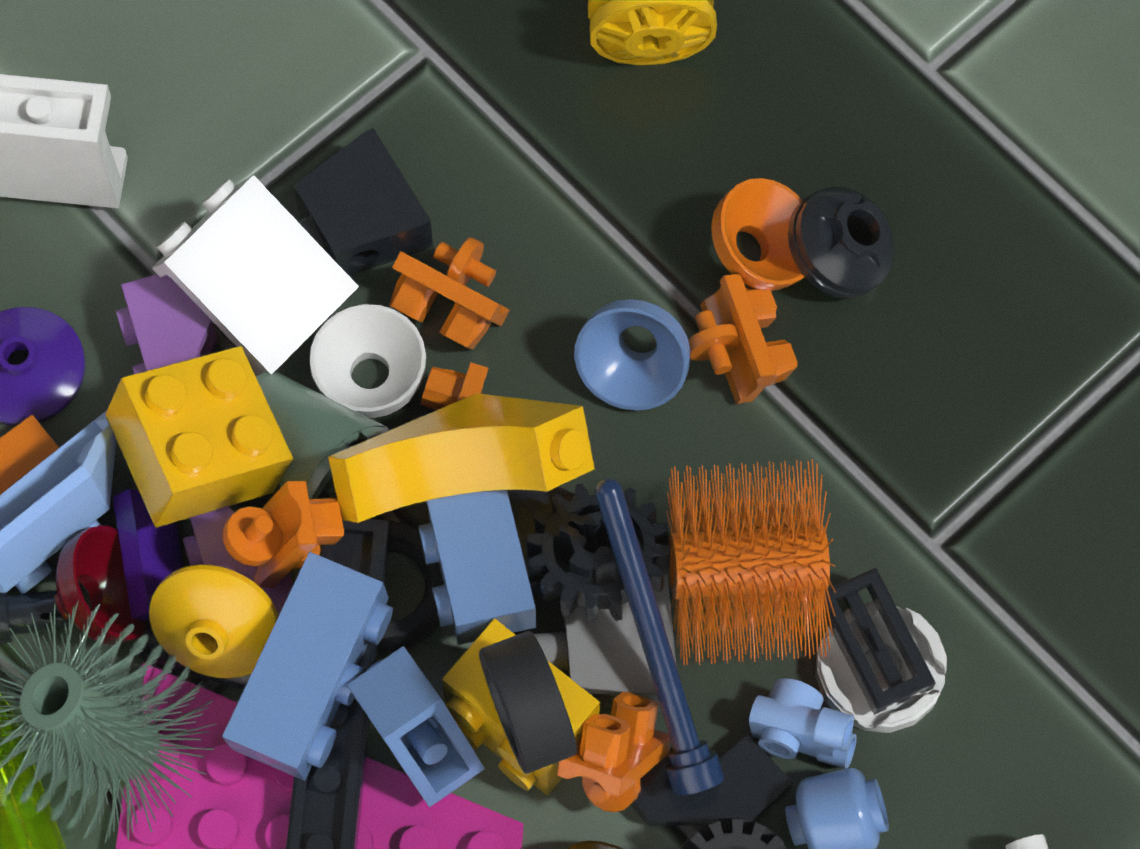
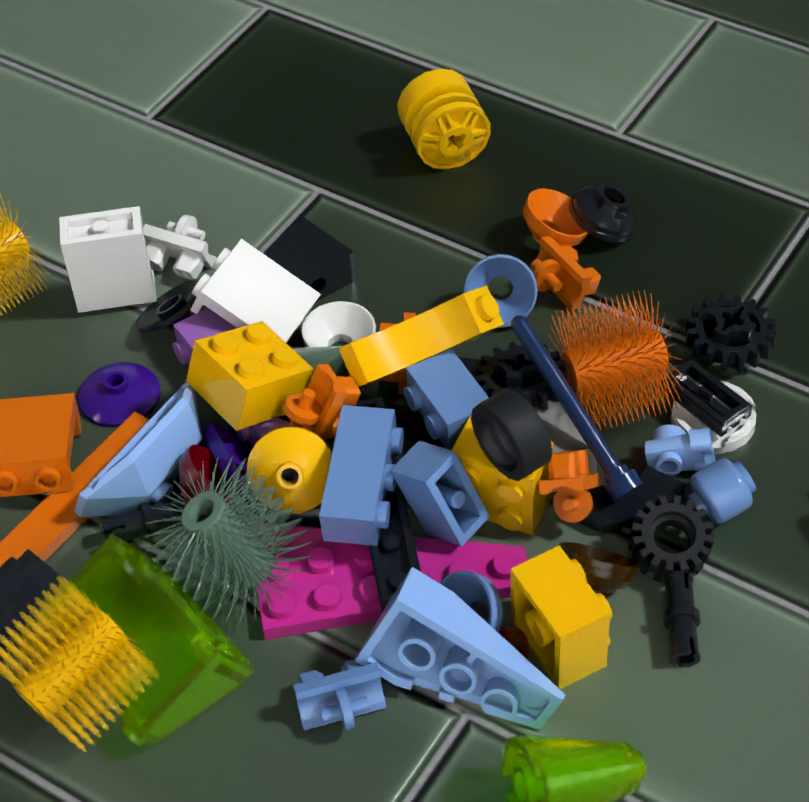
camera: 10 degrees left, 20 degrees down
(128, 236) = (168, 309): none -> black dish
(148, 109) = (179, 241): none -> white hips
(421, 284) = (380, 285): orange hips -> none
(972, 549) = (730, 332): none -> black gear

